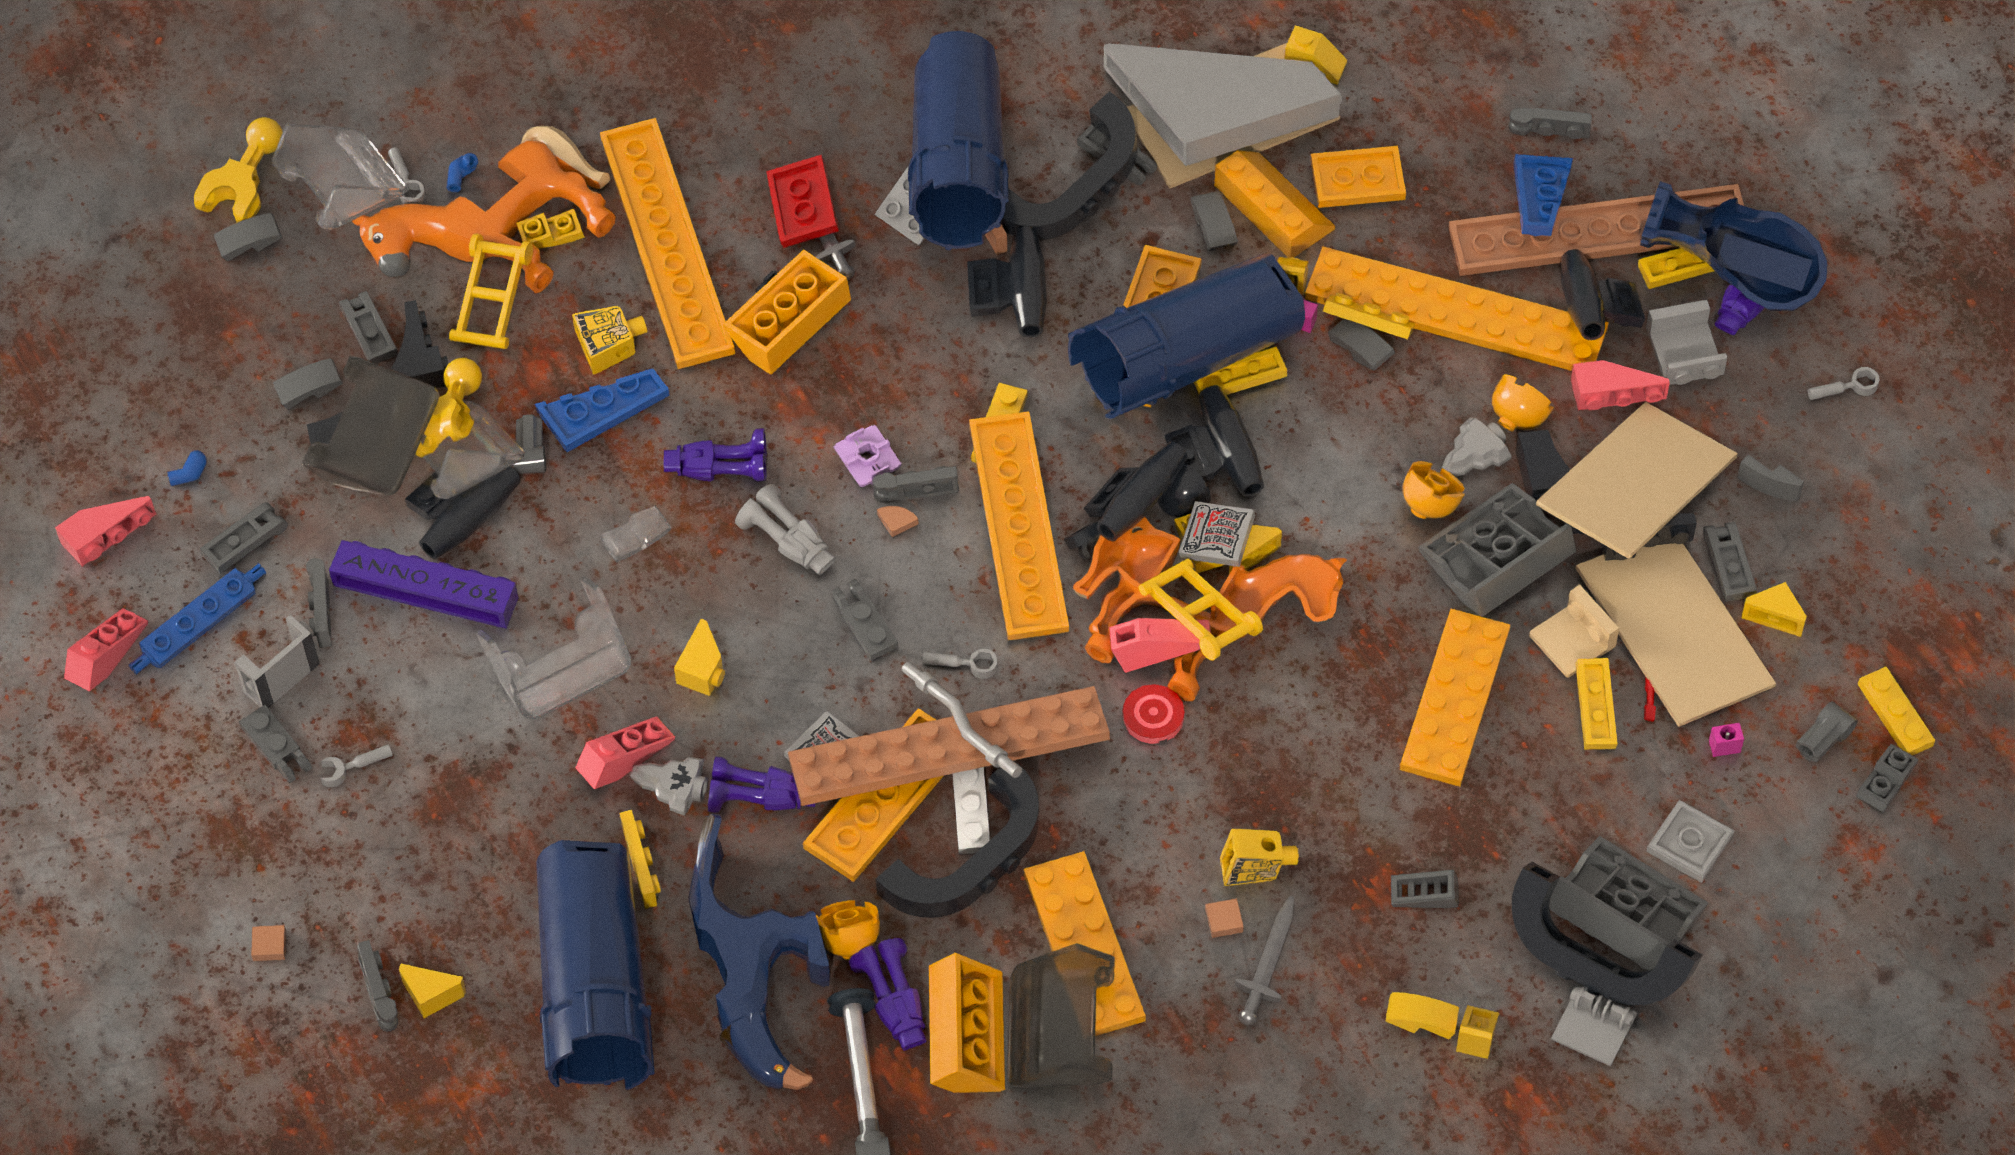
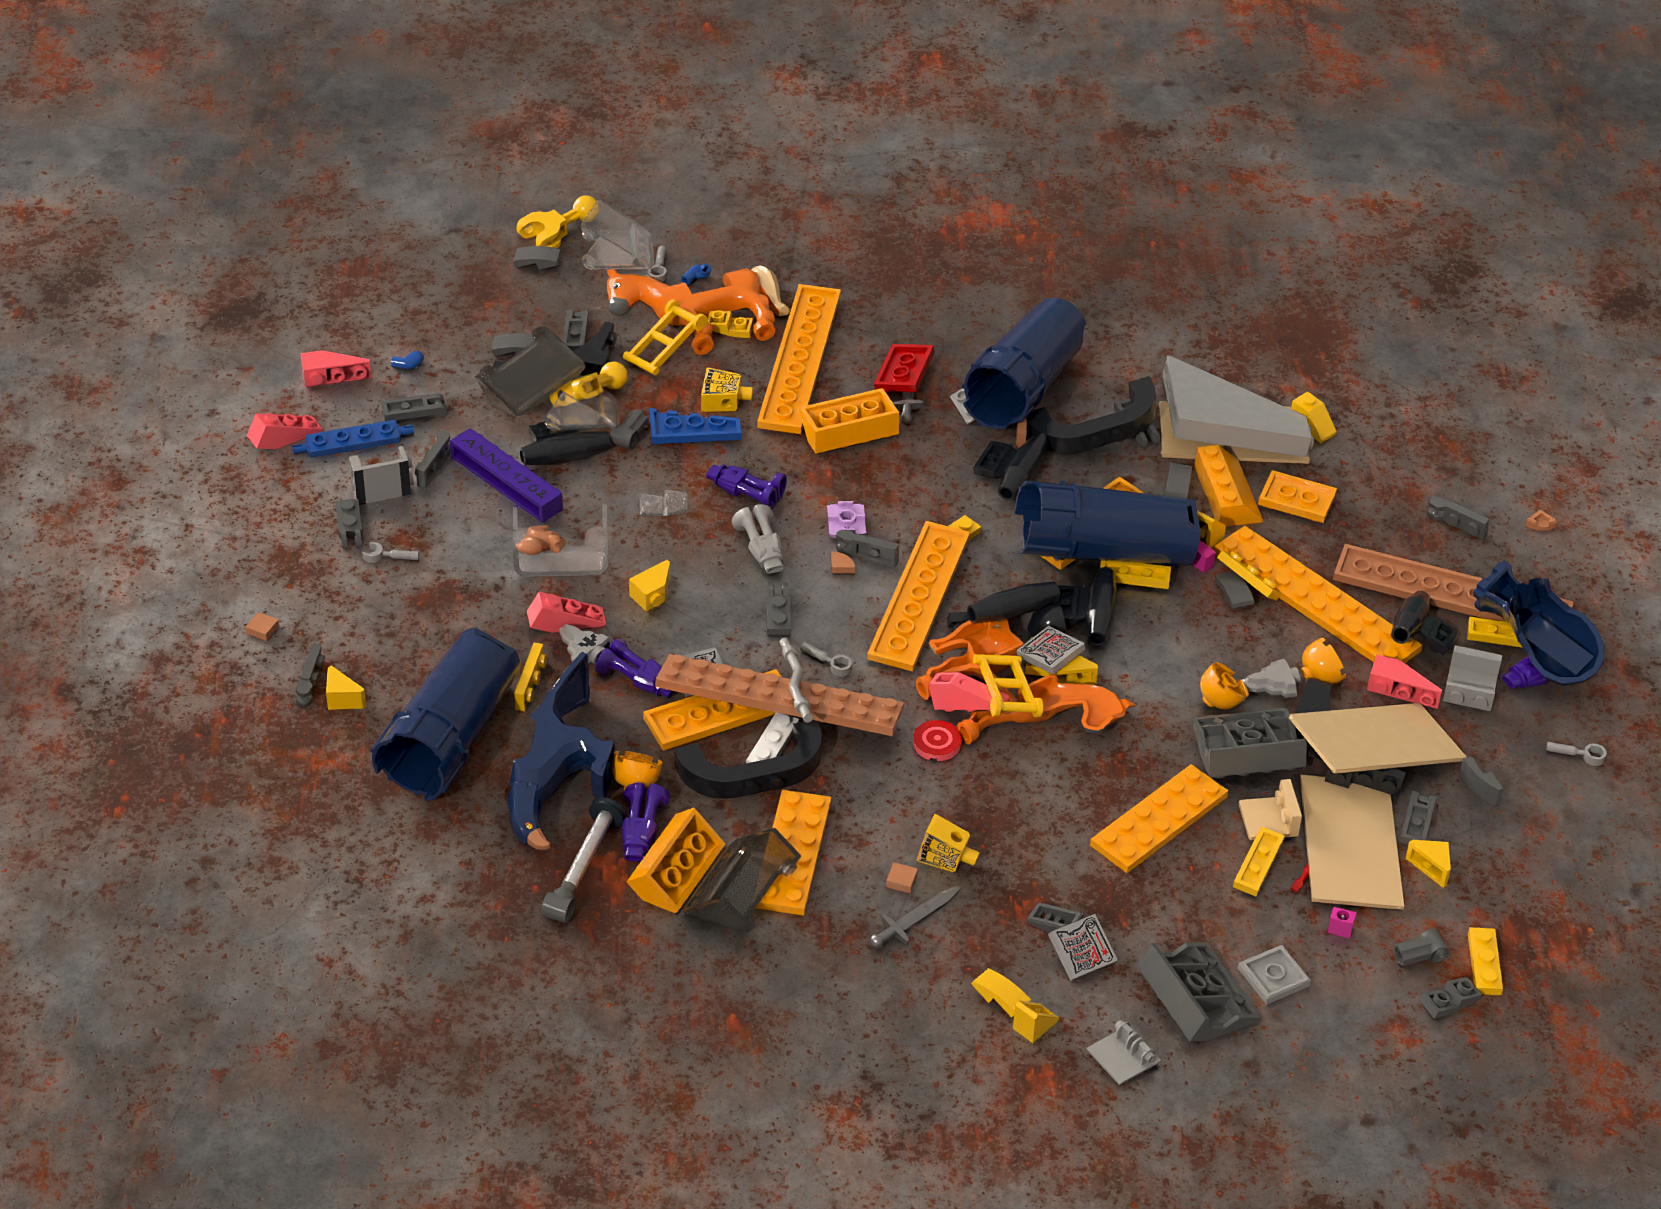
camera: 25 degrees right, 15 degrees down
(532, 667) = (540, 539): none -> nougat animal
(1476, 913) = (1082, 947): none -> light grey tile
(1540, 191) = (1422, 549): blue wing -> none
(1585, 966) = (1118, 974): black arch -> none
(1640, 83) = (1541, 521): none -> nougat tile

